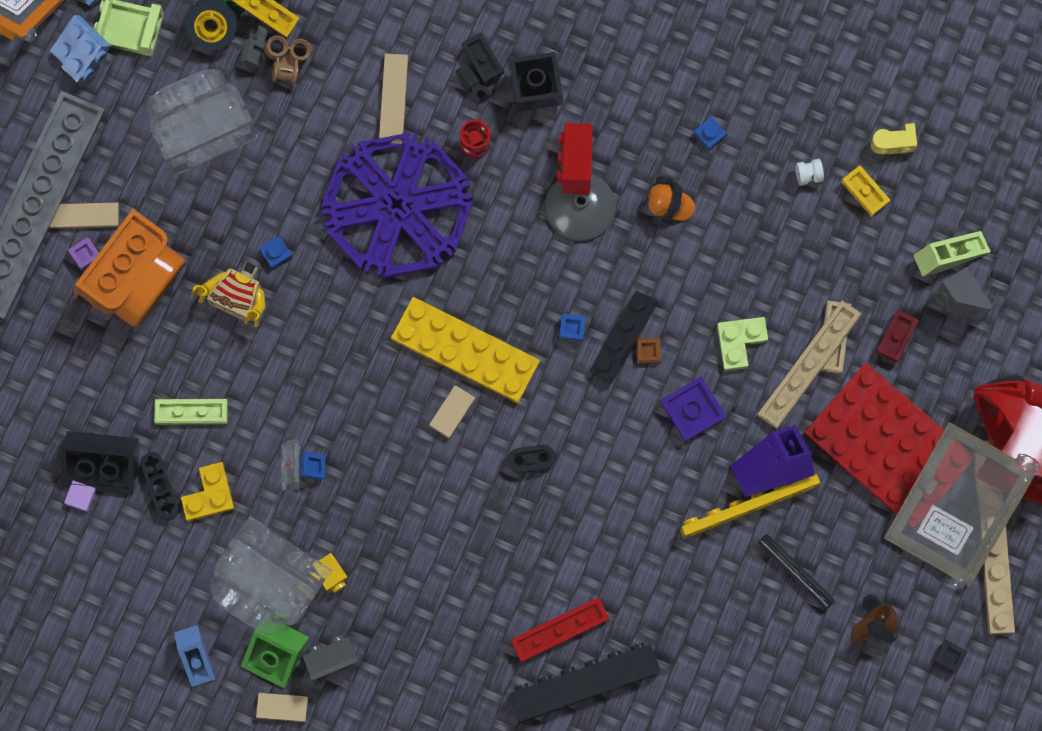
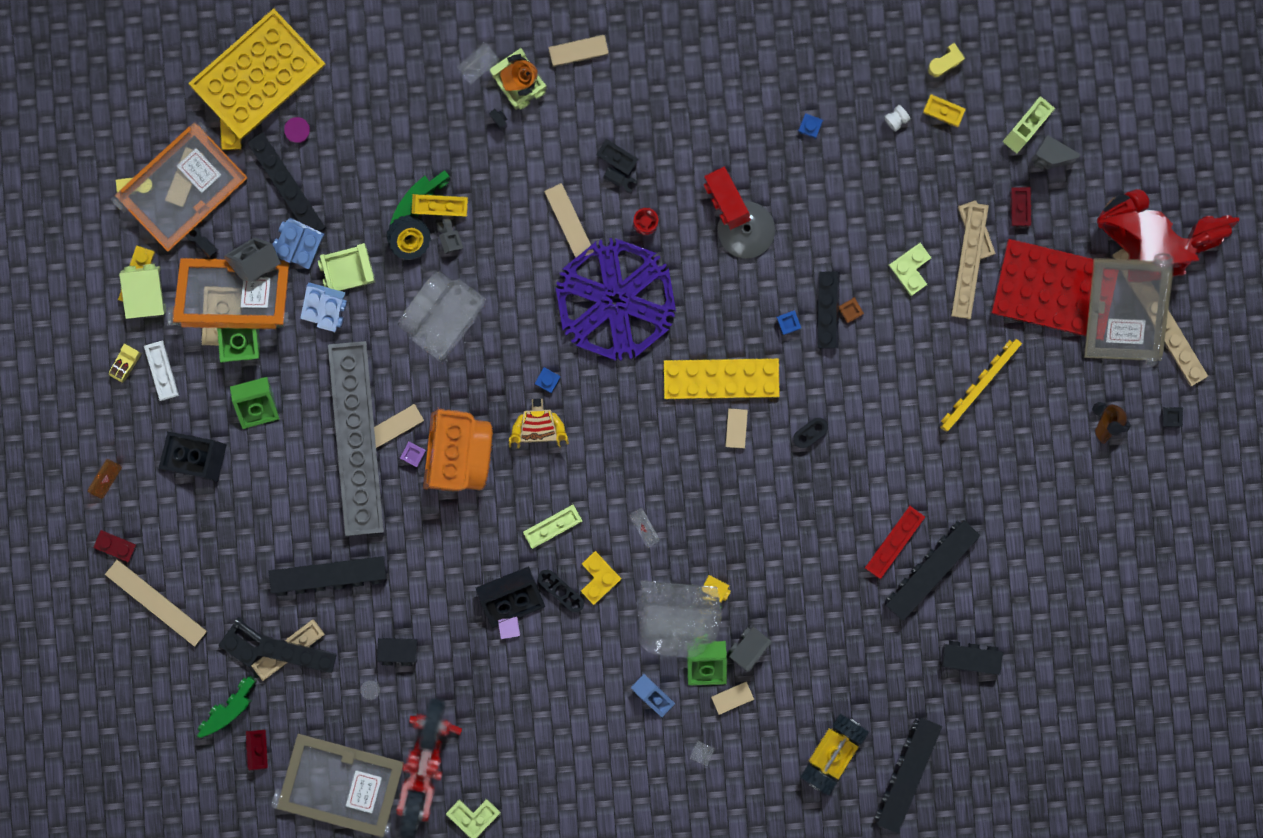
camera: 30 degrees left, 10 degrees up
(286, 62) = (476, 234): medium nougat piece -> none
(312, 466) = (660, 520): blue plate -> none
(536, 67) = (668, 143): black piece -> none
(669, 203) = (809, 194): cap -> none
(693, 409) = (905, 336): dark purple plate -> none
(774, 462) = (982, 346): dark purple slope -> none
(796, 571) = (1036, 413): black axle -> none

